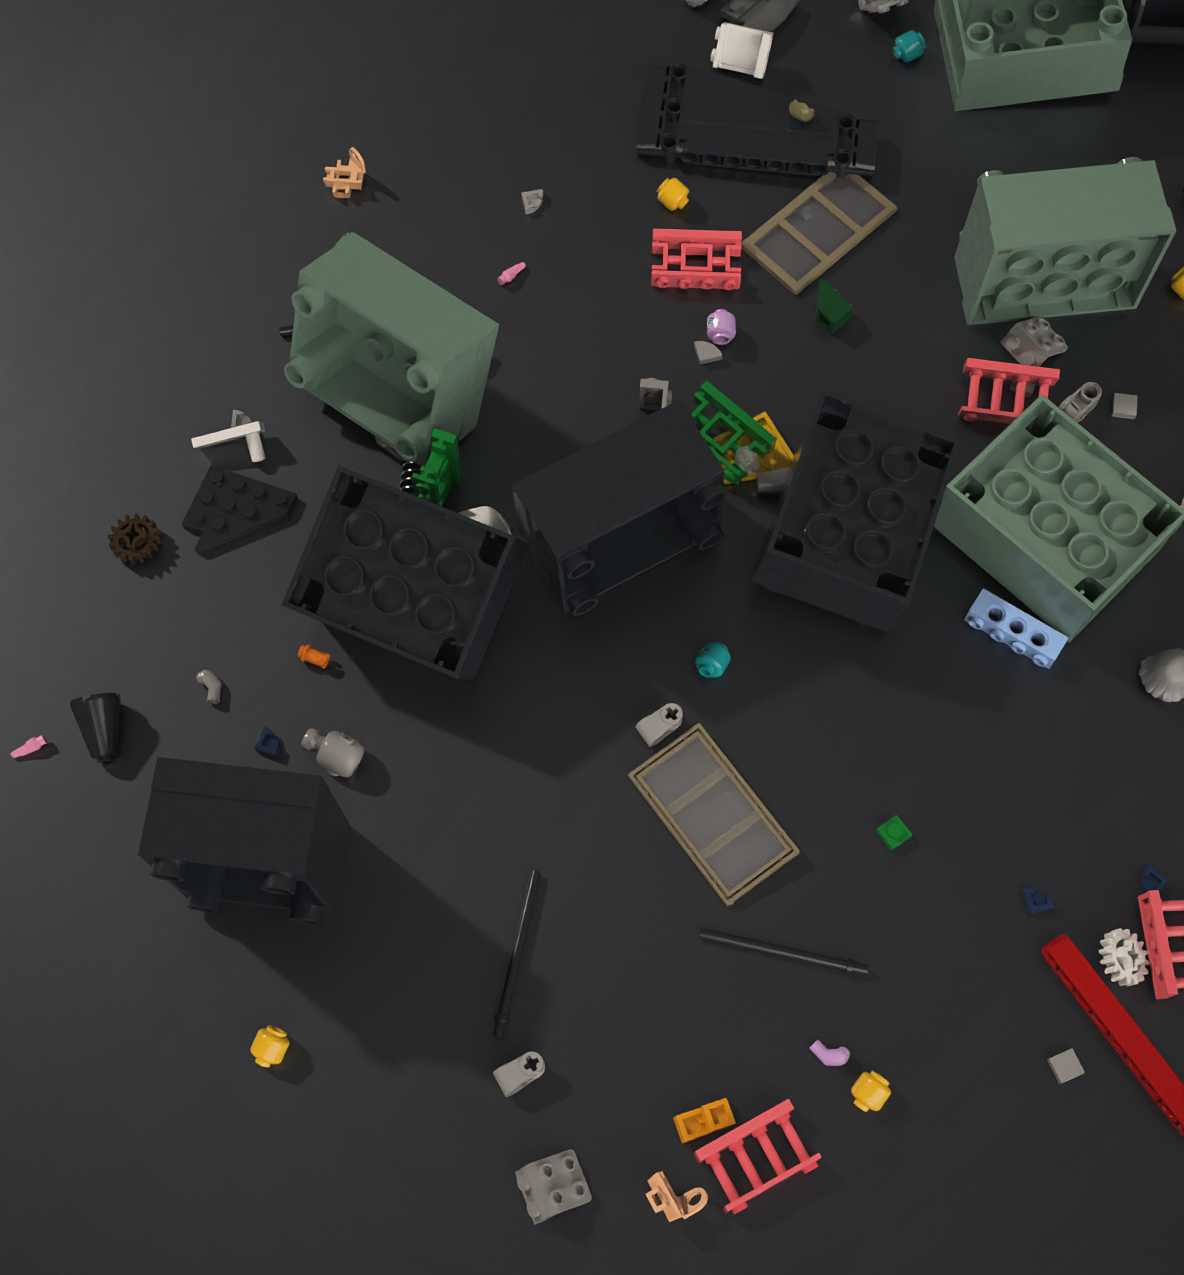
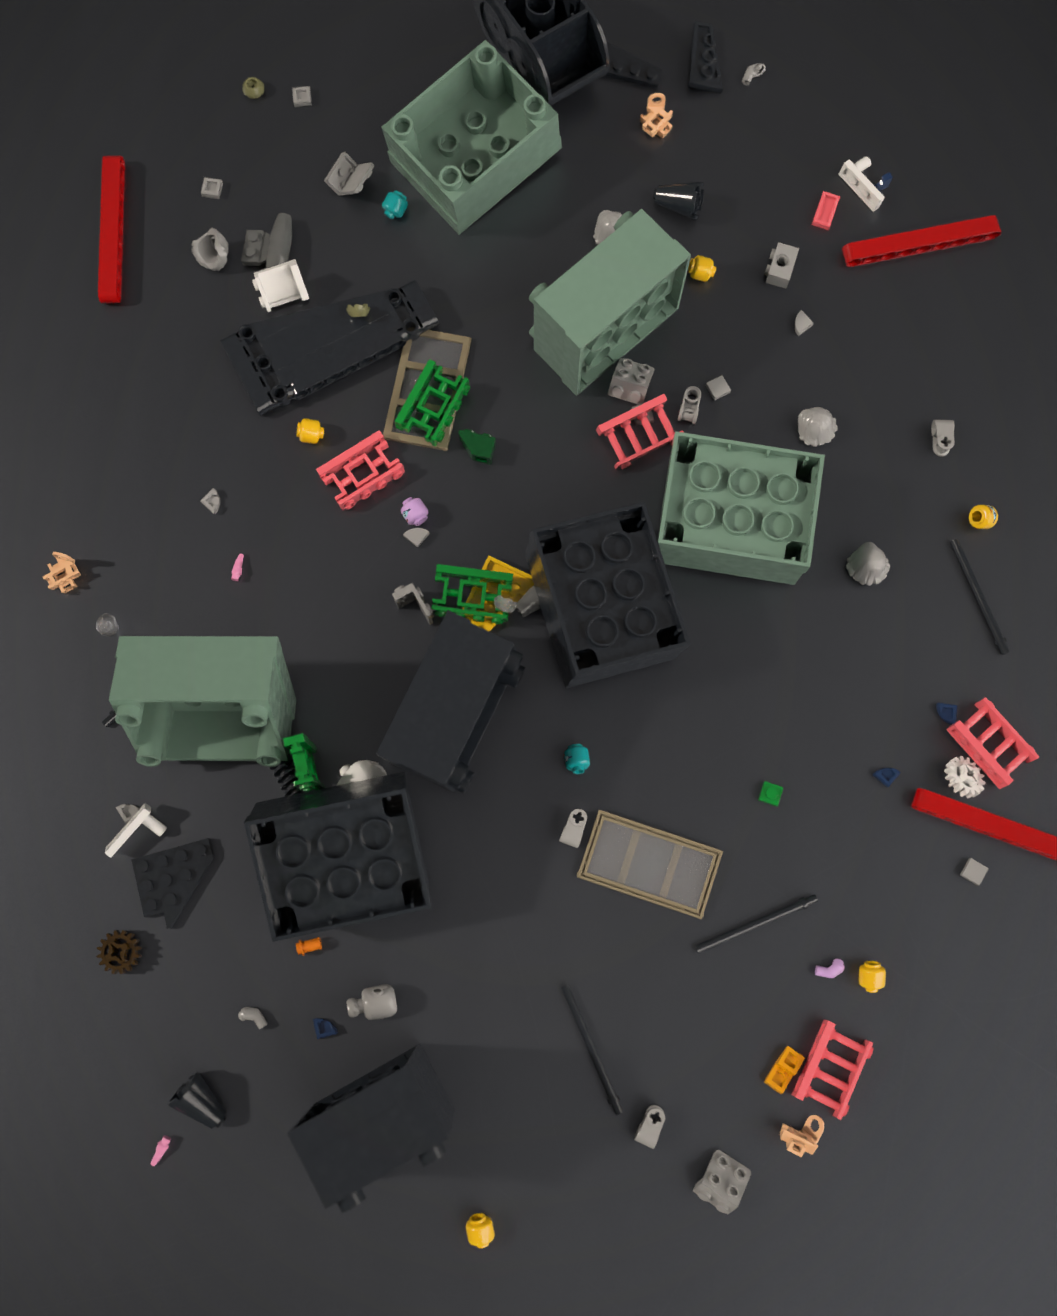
camera: 35 degrees left, 10 degrees up
(806, 224) = (419, 396): none -> green fence
(1028, 626) = (782, 592): light blue brick -> none

